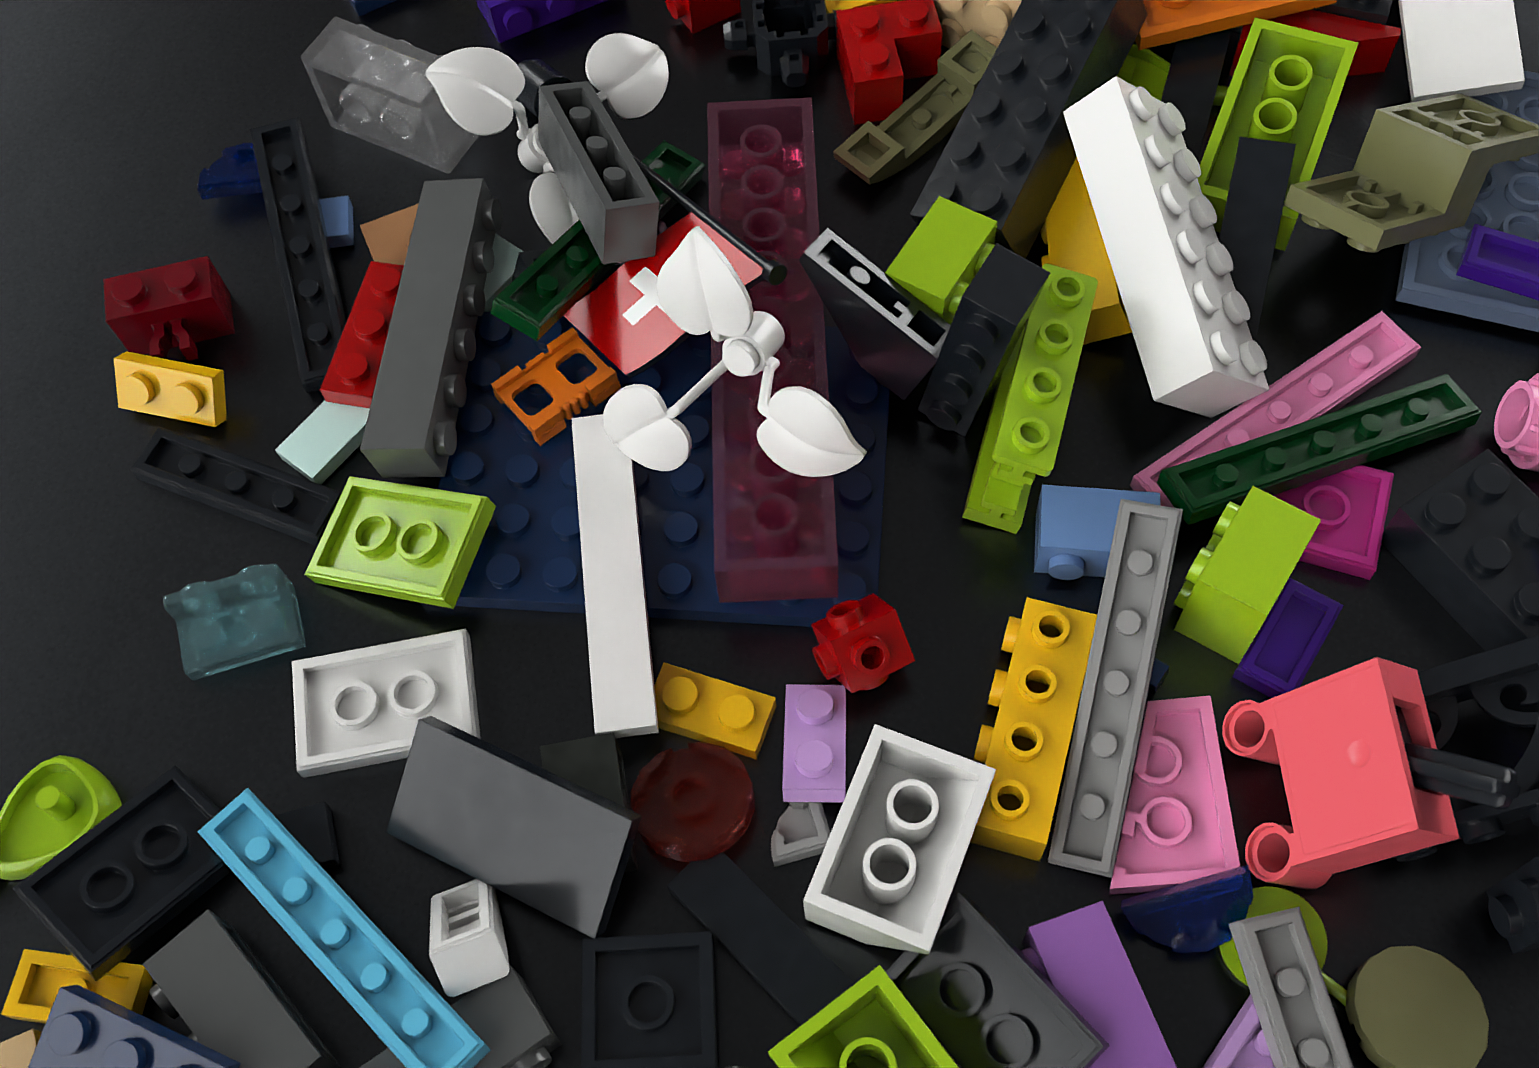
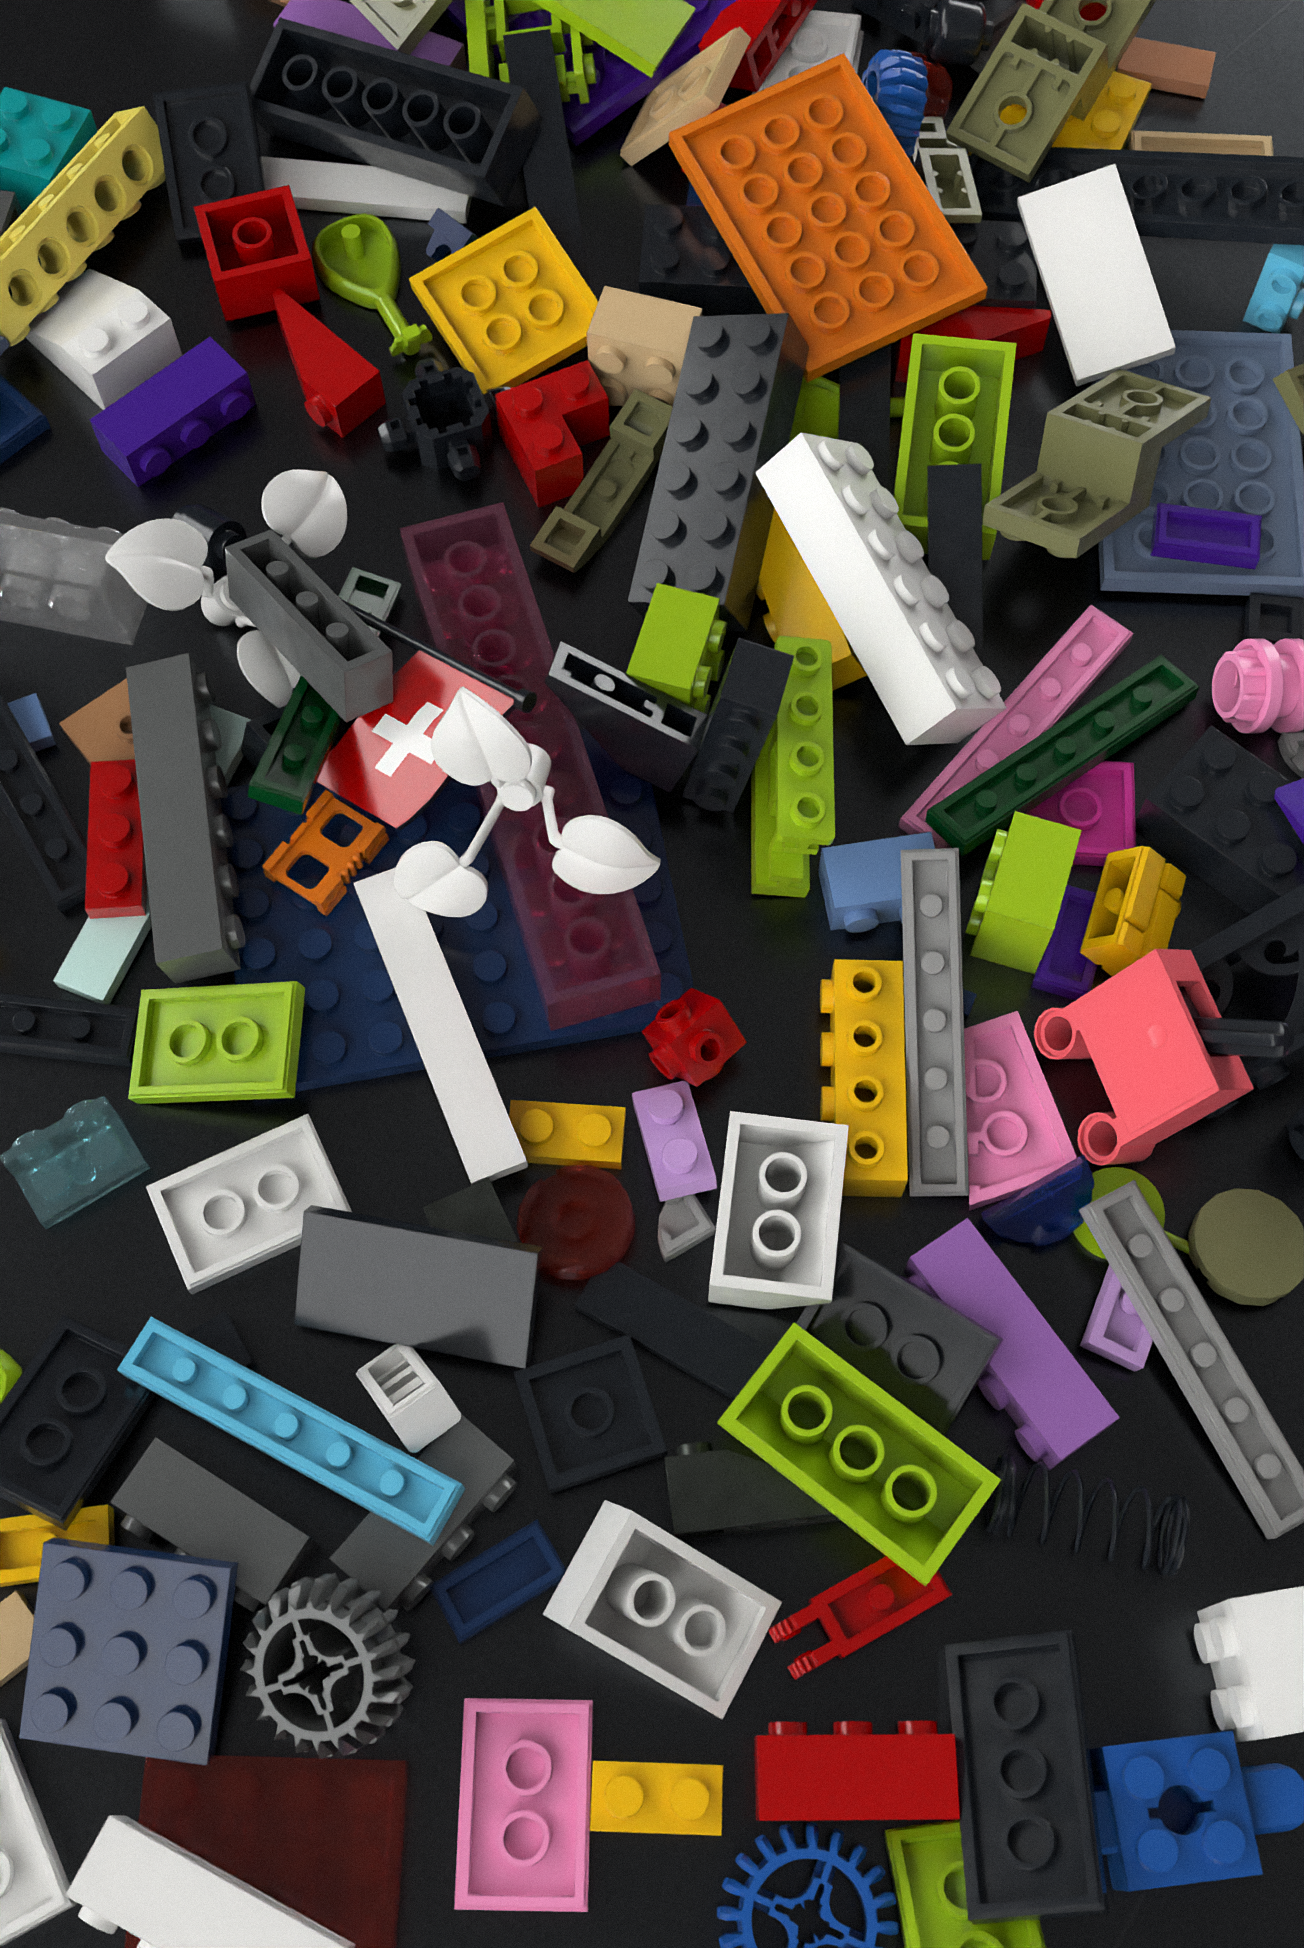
camera: 20 degrees left, 5 degrees up
(1361, 615) = (1132, 908): none -> yellow brick

